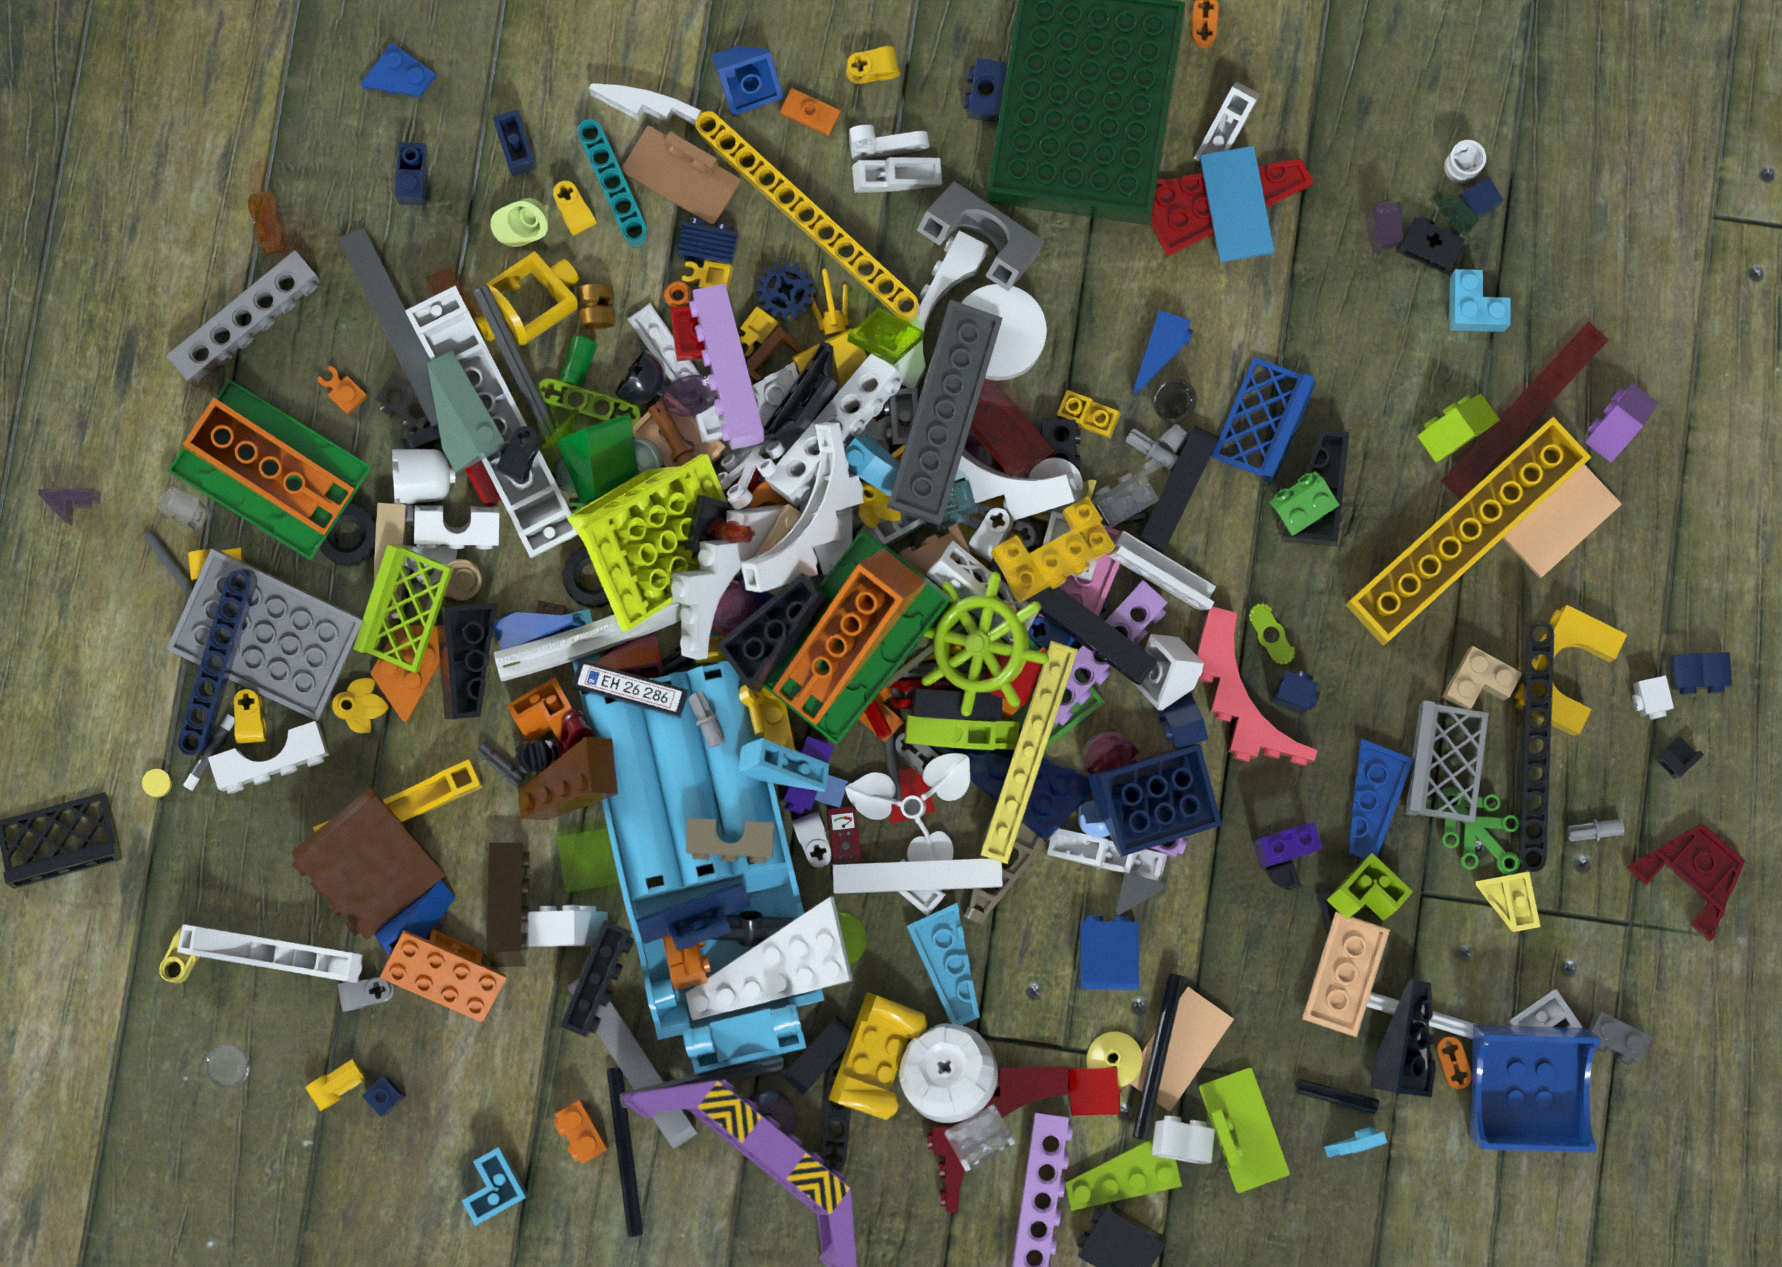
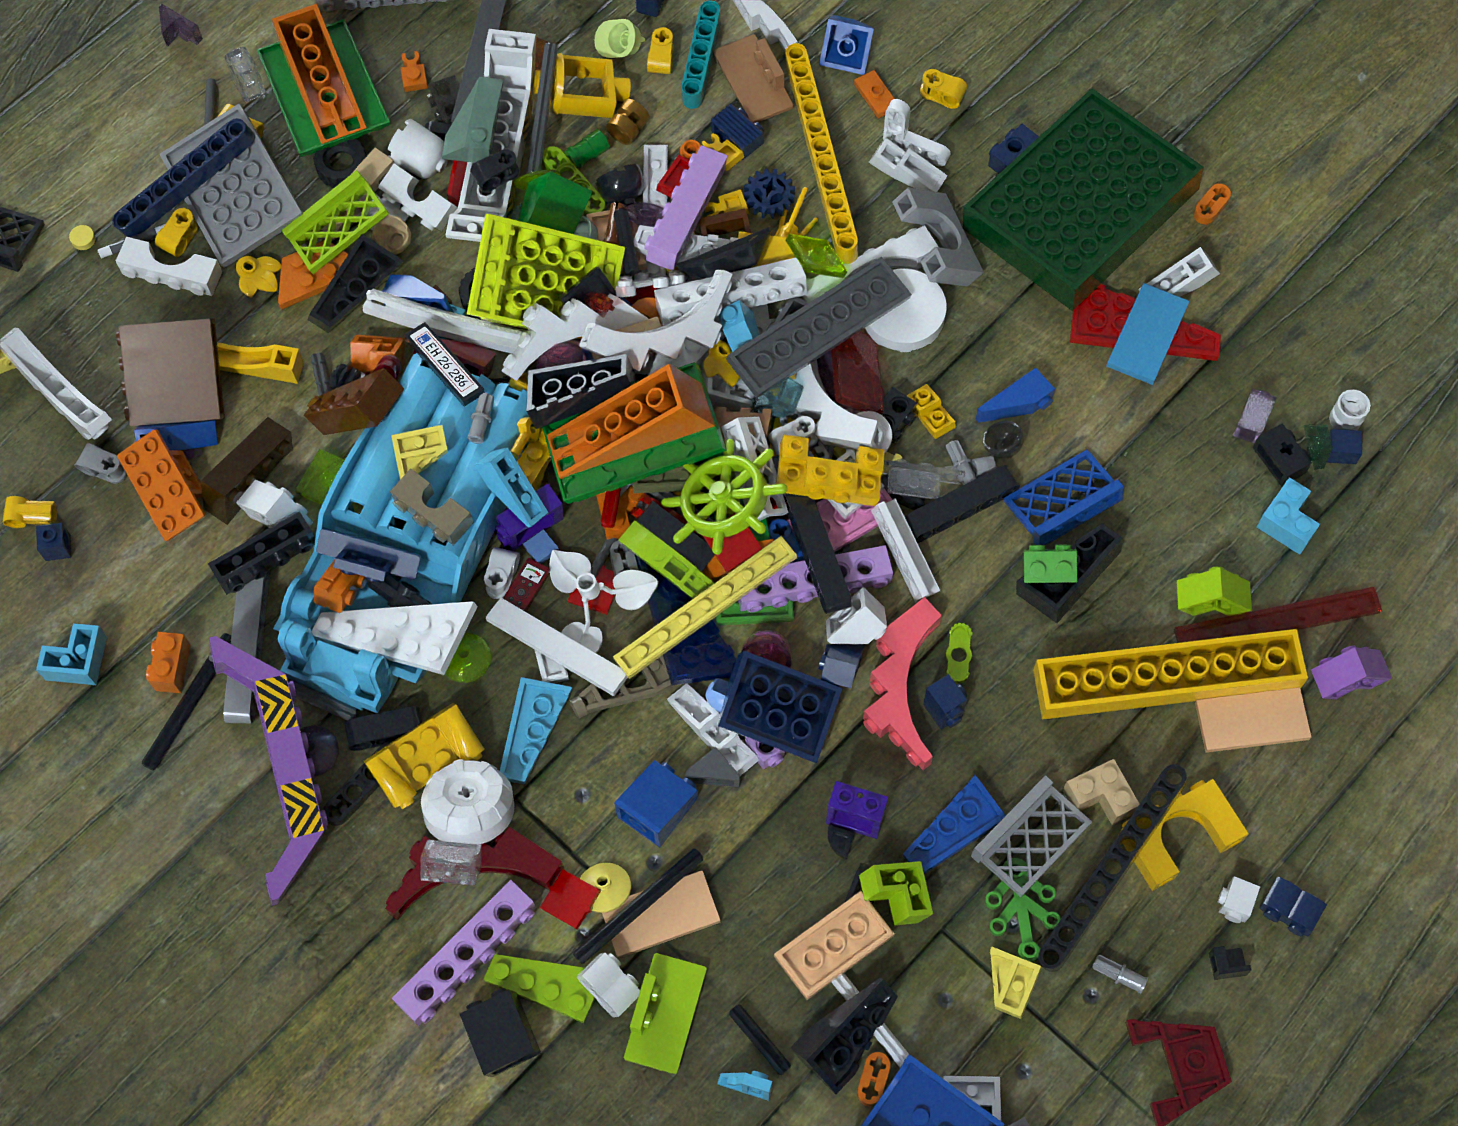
camera: 40 degrees right, 15 degrees down
(674, 792) = (419, 449): none -> light yellow wing
(696, 441) = (626, 240): none -> black axle

